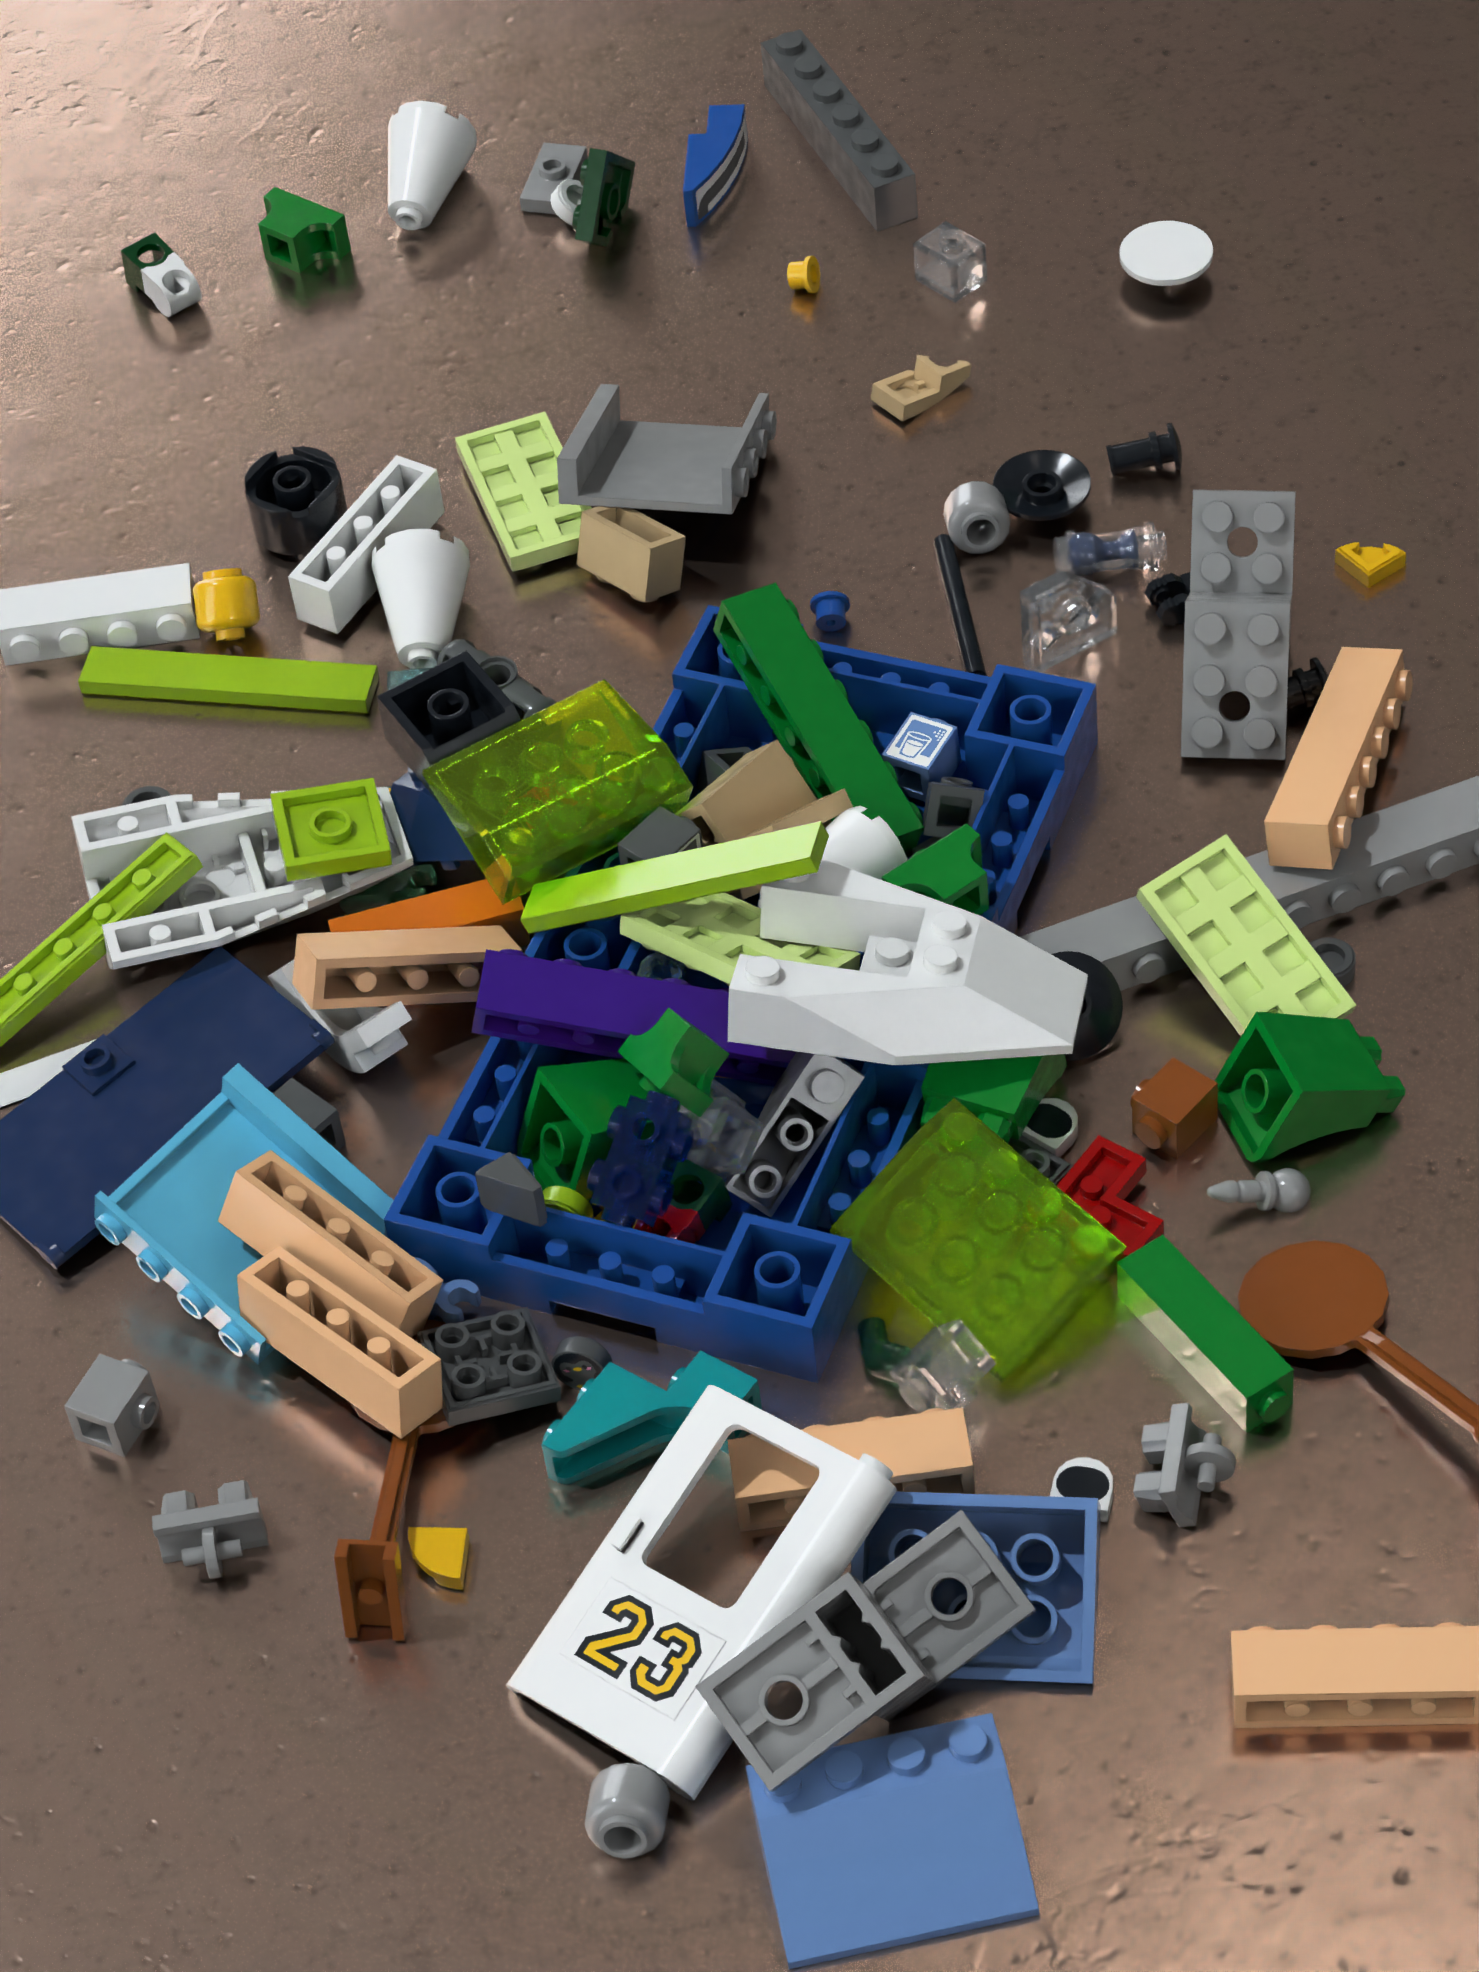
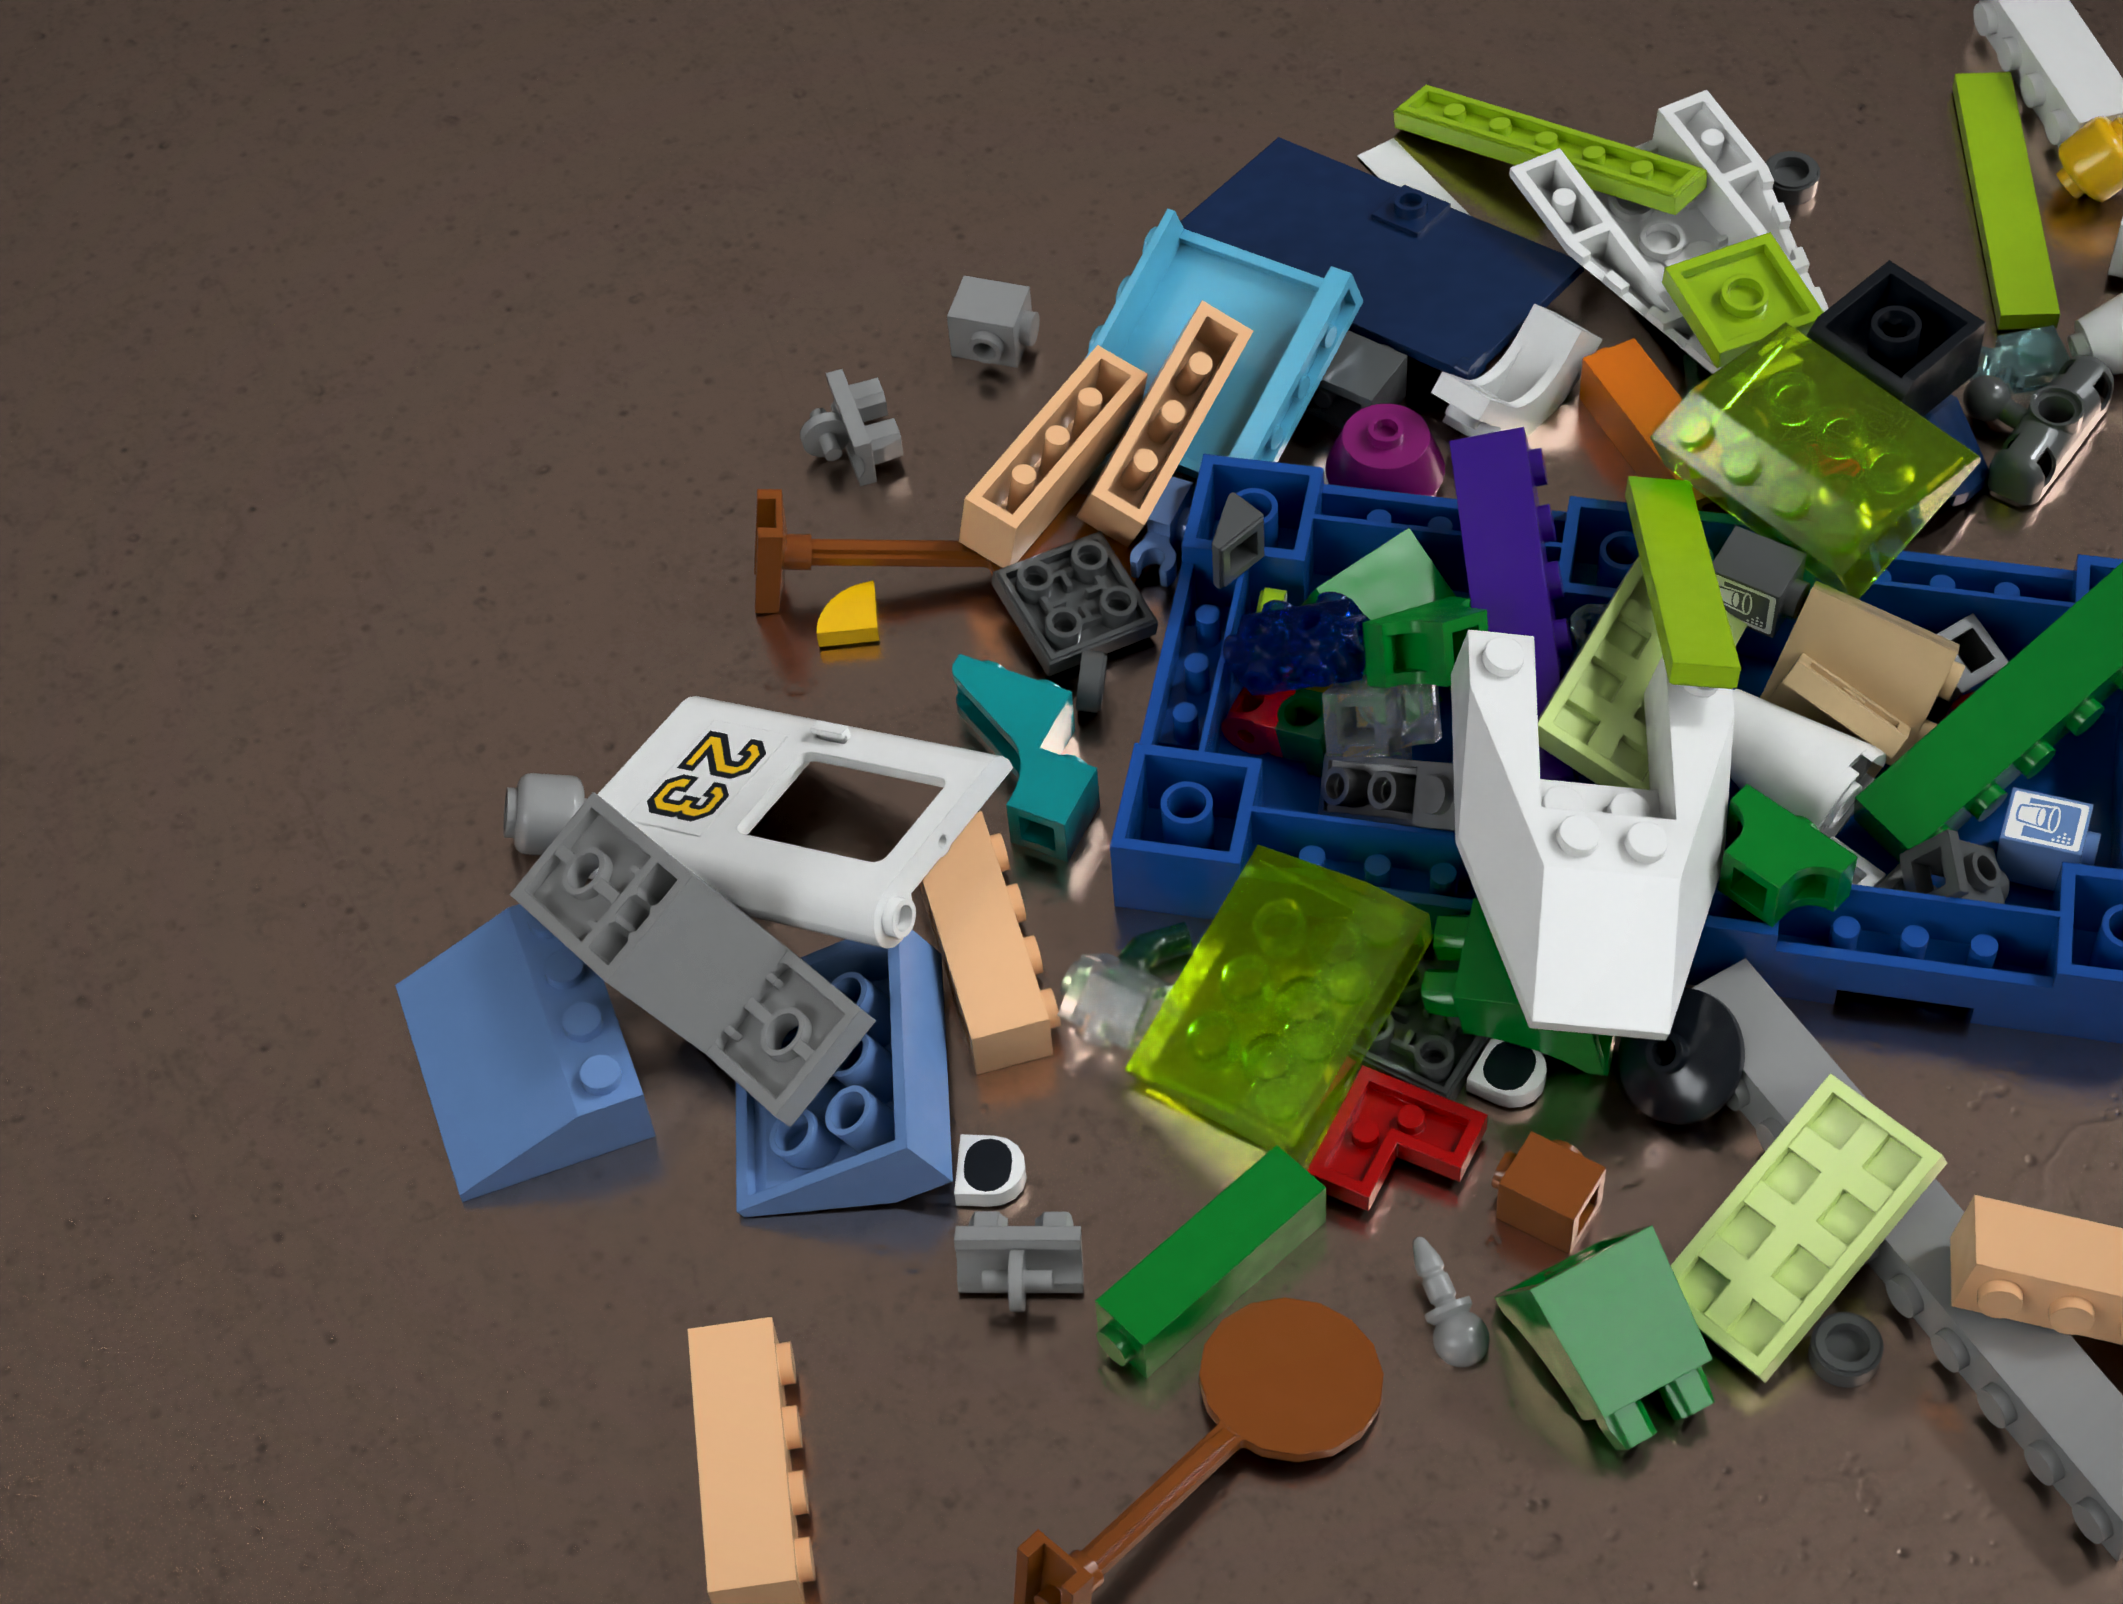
camera: 80 degrees right, 5 degrees up
(391, 1120) = (1386, 451): none -> magenta cone
(394, 965) = (1561, 397): light nougat brick -> none

